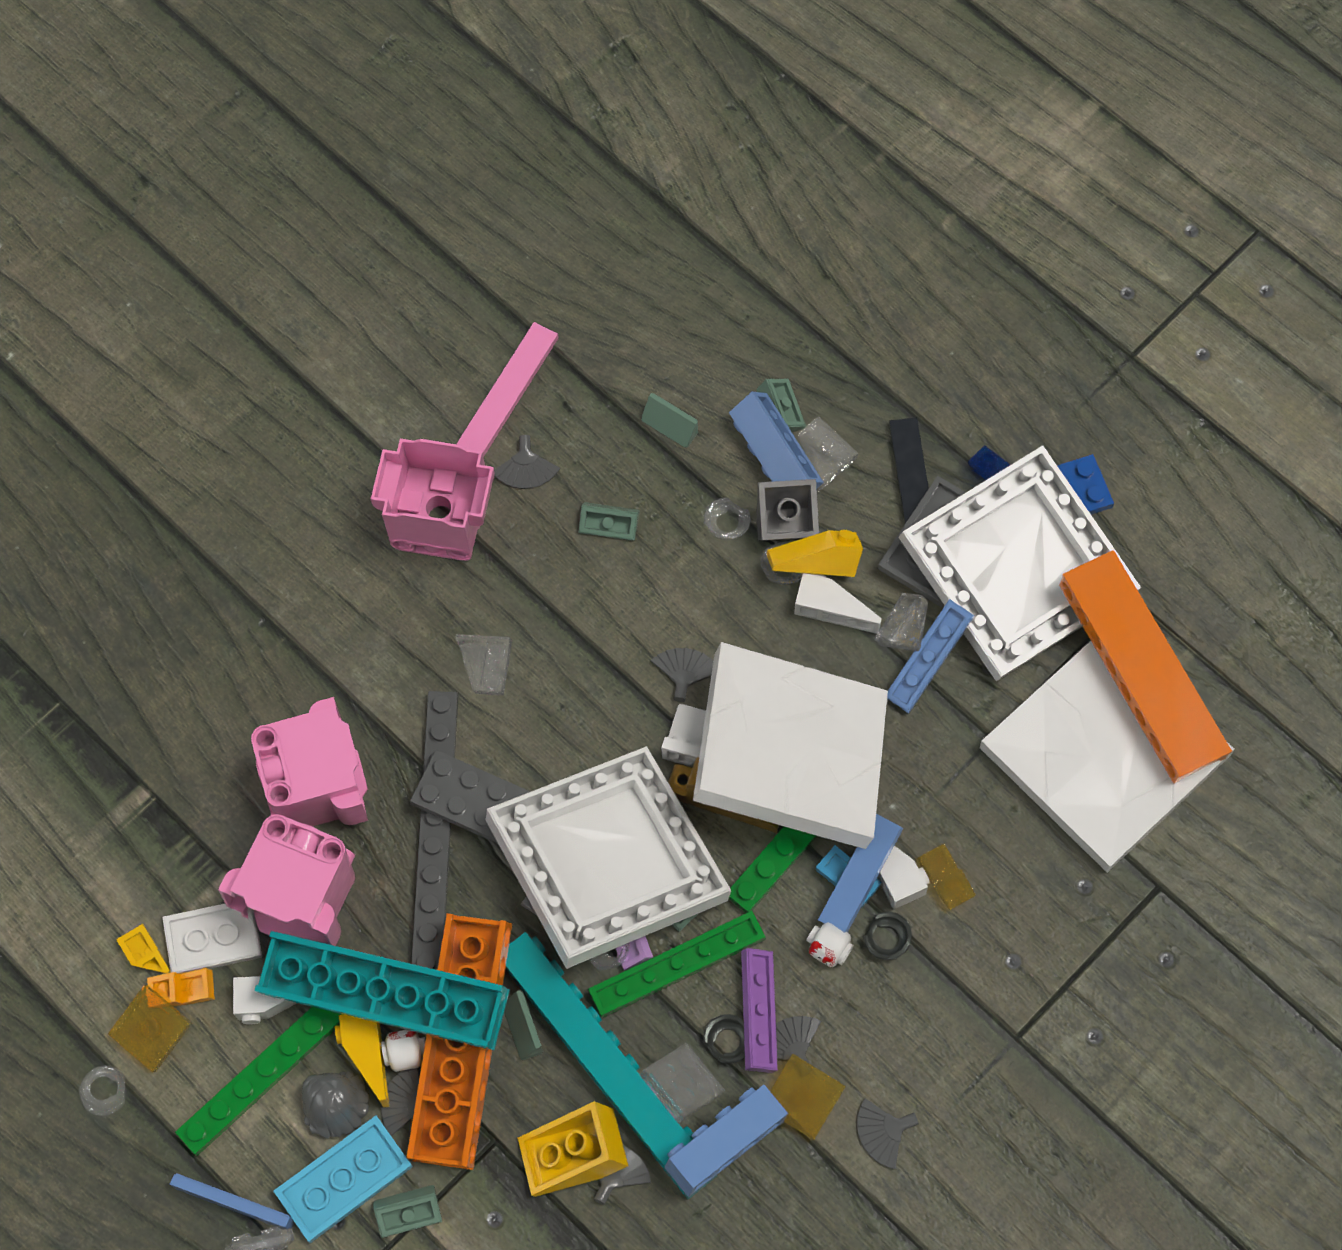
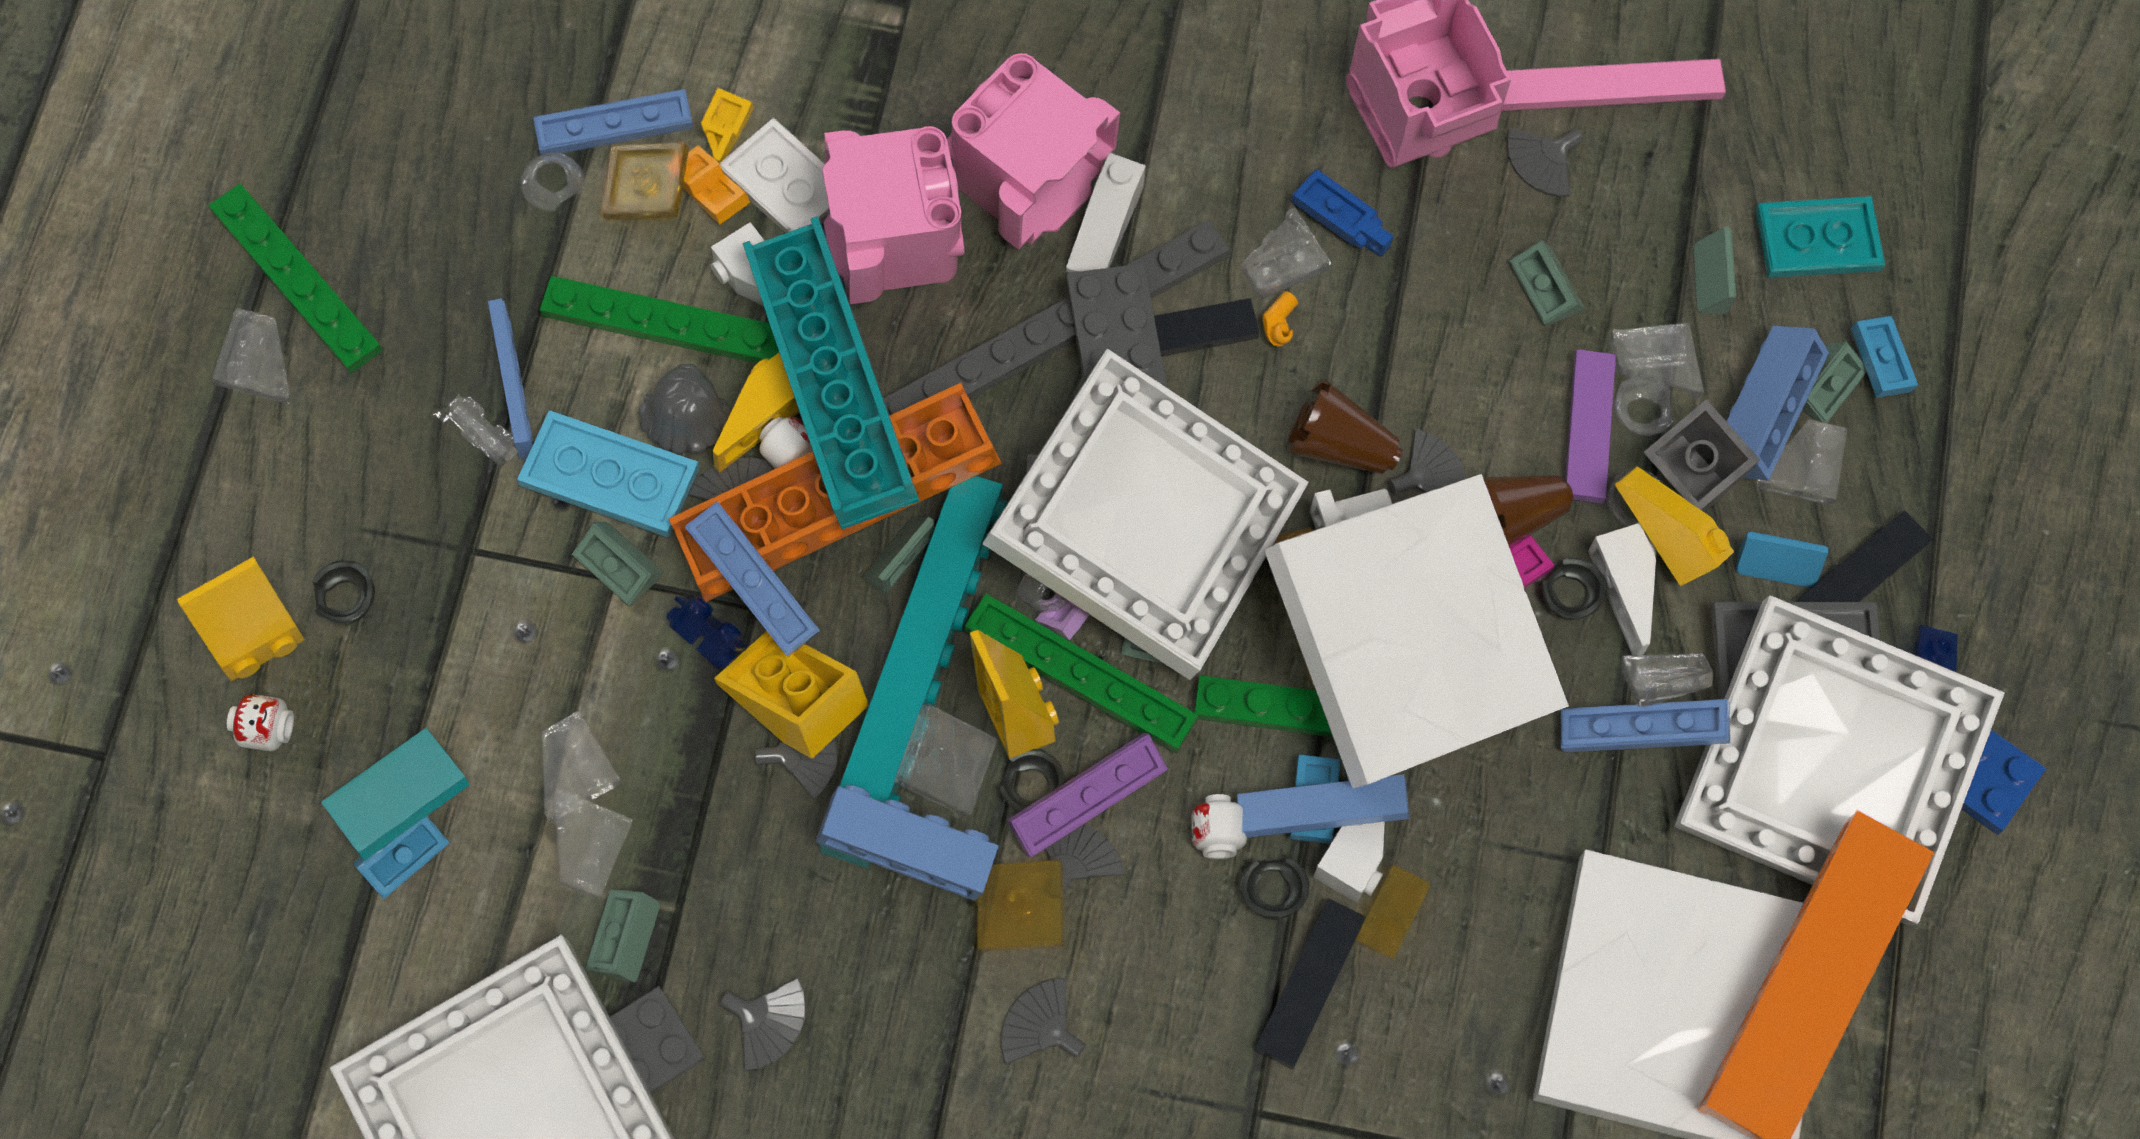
camera: 50 degrees right, 0 degrees up
(89, 1024) = (613, 122): none -> medium blue tile
(384, 752) = (1107, 214): none -> white slope
(480, 608) = (1342, 213): none -> blue hinge
(483, 1181) = (696, 619): none -> clear blue hinge
(487, 1128) = (752, 579): none -> medium blue tile
(499, 738) = (1206, 327): none -> black tile
(524, 696) = (1275, 320): none -> light orange arm
(627, 706) = (1342, 433): none -> reddish brown cone
(671, 1016) = (1012, 696): none -> yellow slope
(686, 346) = (1819, 237): none -> teal tile
(699, 488) = (1661, 353): none -> clear wing
(717, 559) = (1590, 425): none -> medium lavender tile
(745, 627) = (1528, 503): none -> reddish brown cone
(779, 649) = (1530, 561): none -> dark pink tile
(788, 364) = (1884, 356): none -> dark azure plate
(820, 625) = (1588, 576): none -> pearl dark grey piece
(874, 510) = (1780, 559): none -> dark azure slope
(959, 954) = (1310, 984): none -> black tile

